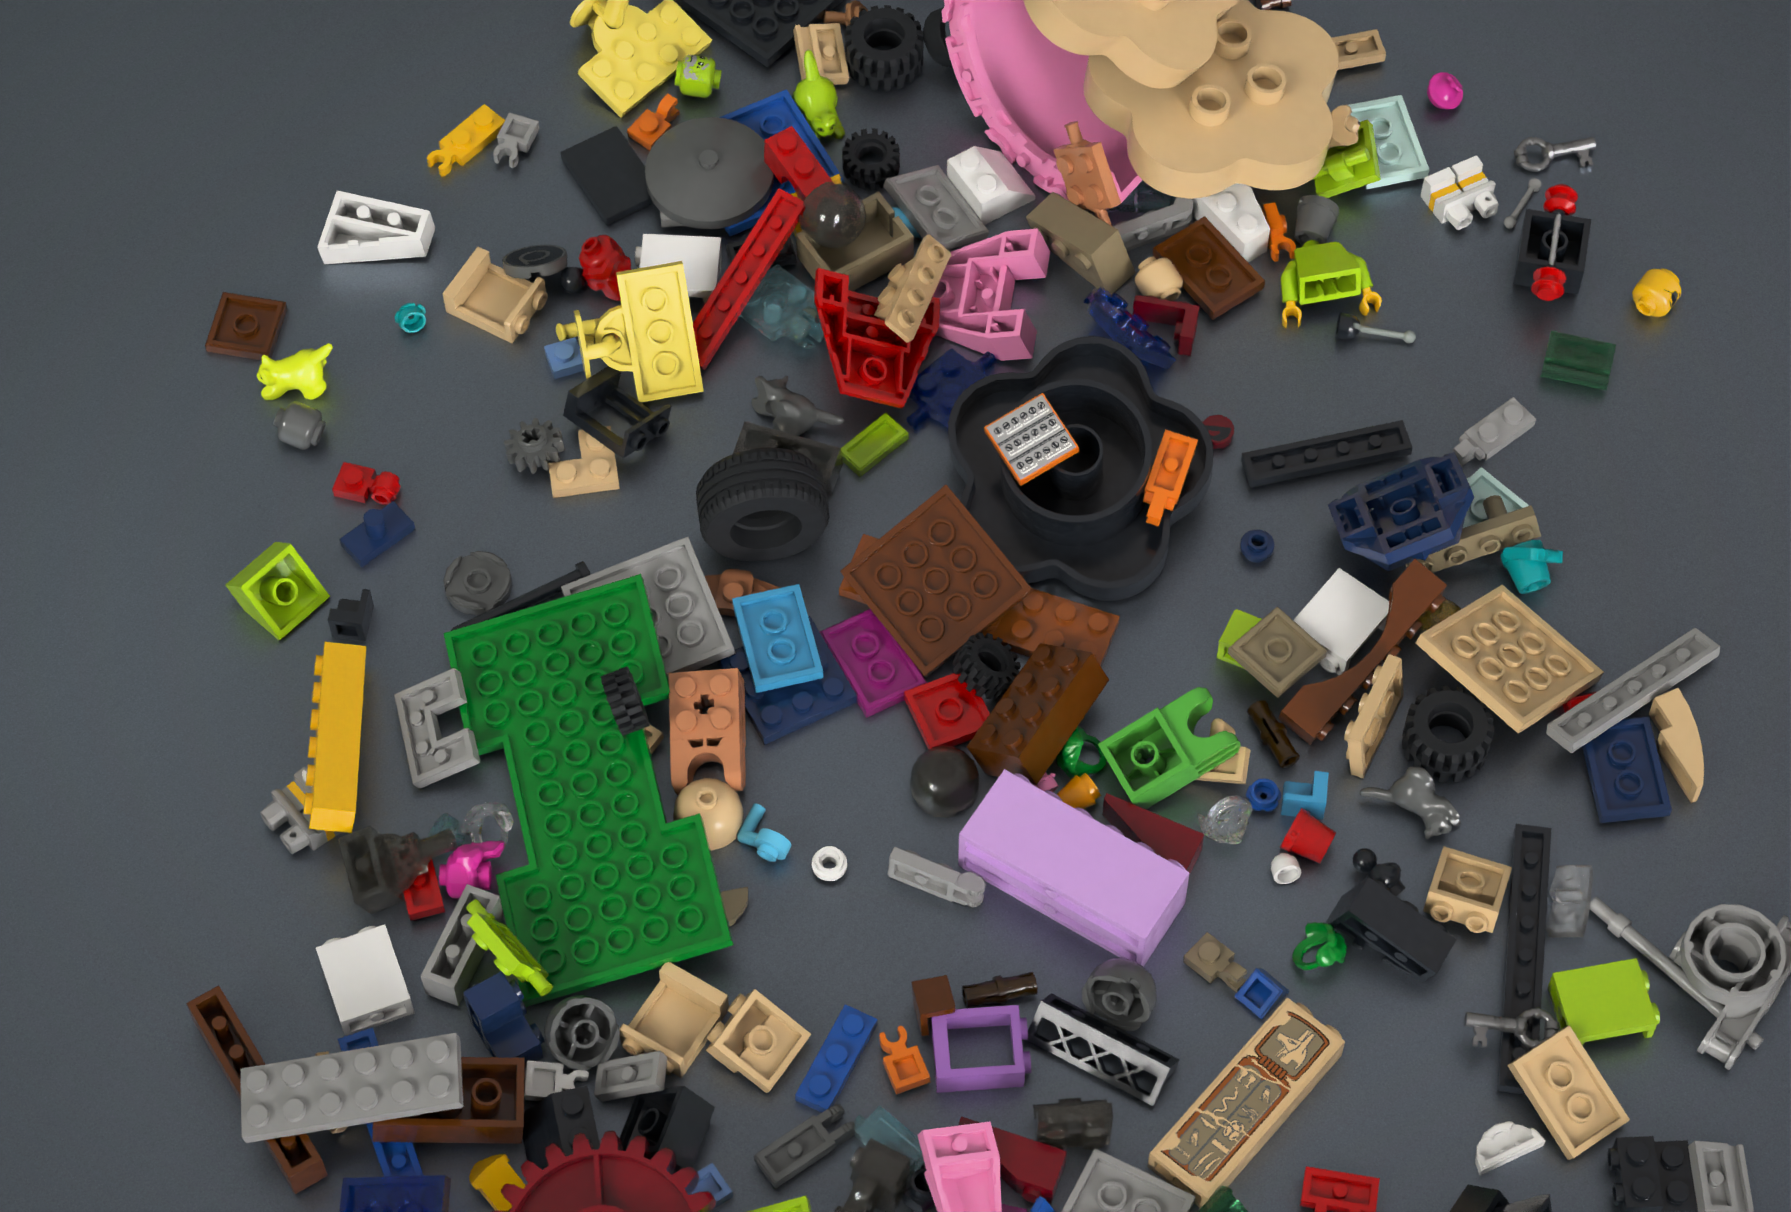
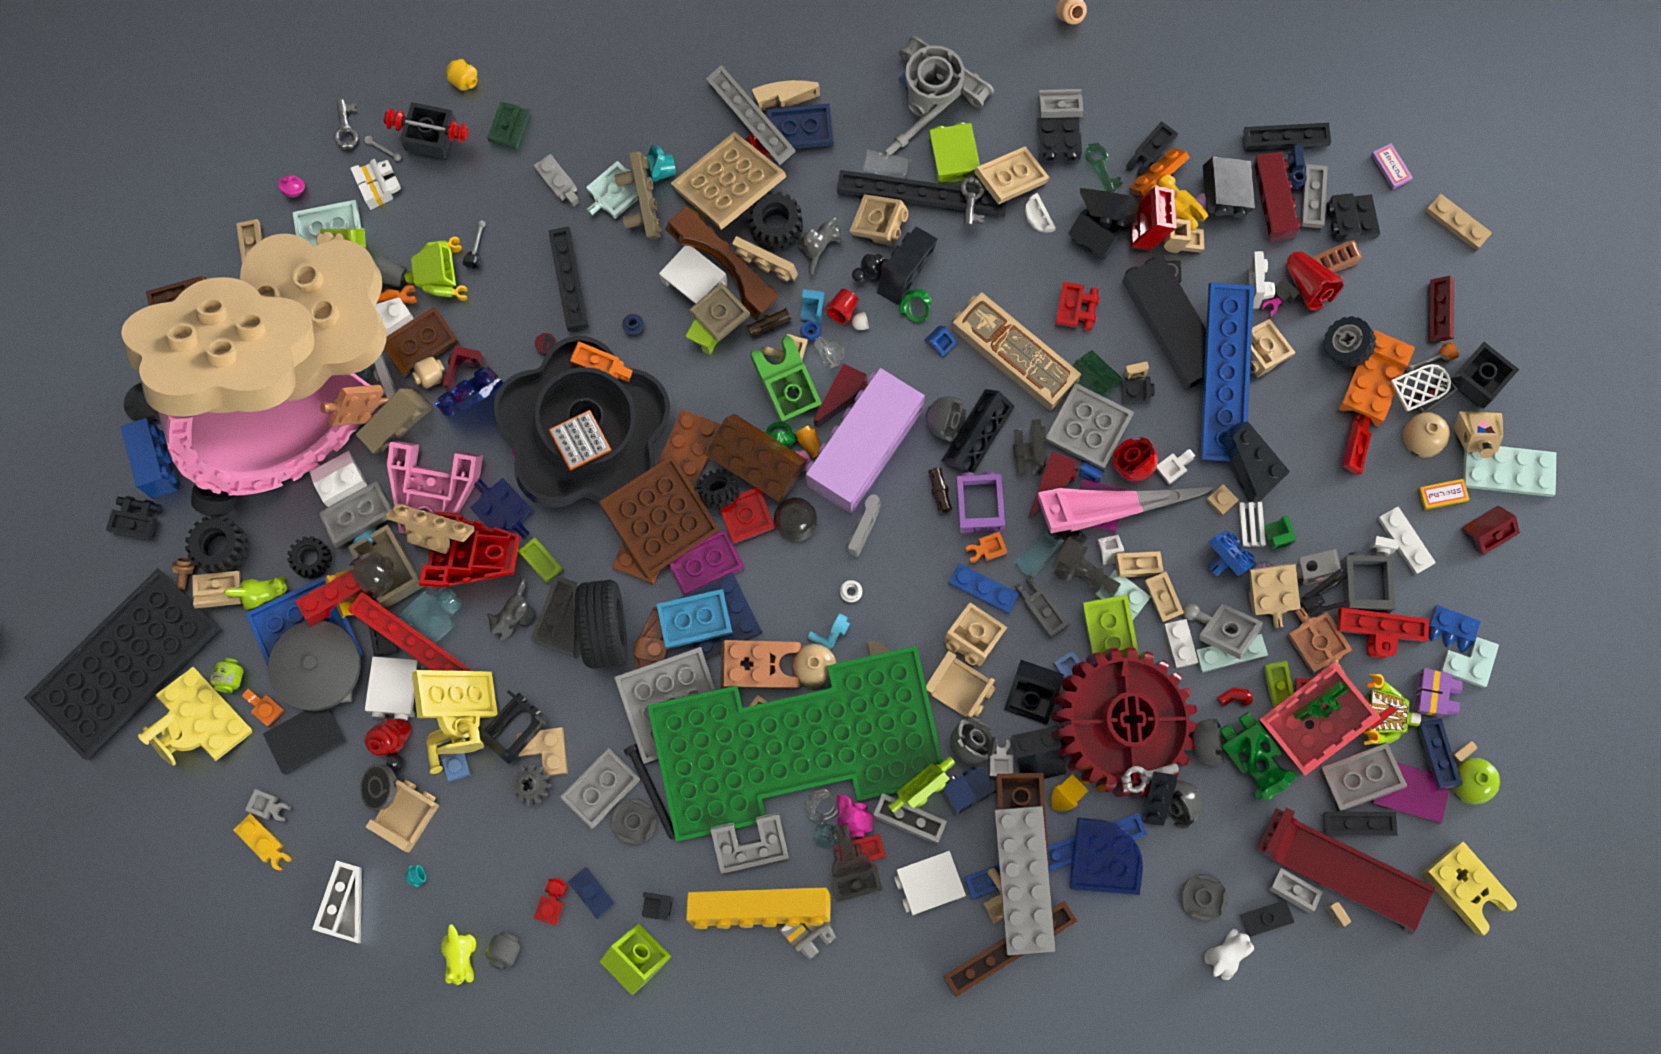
camera: 85 degrees left, 15 degrees up
(246, 326) = (411, 996): reddish brown tile -> none
(528, 537) = (600, 788): none -> light grey tile
(625, 701) = (751, 710): black tyre -> none
(630, 1076) = (1000, 710): light grey plate -> none
(931, 999) = (952, 528): reddish brown panel -> none
(1215, 960) = (920, 366): dark tan plate -> none
(1405, 512) = (607, 227): dark blue piece -> none

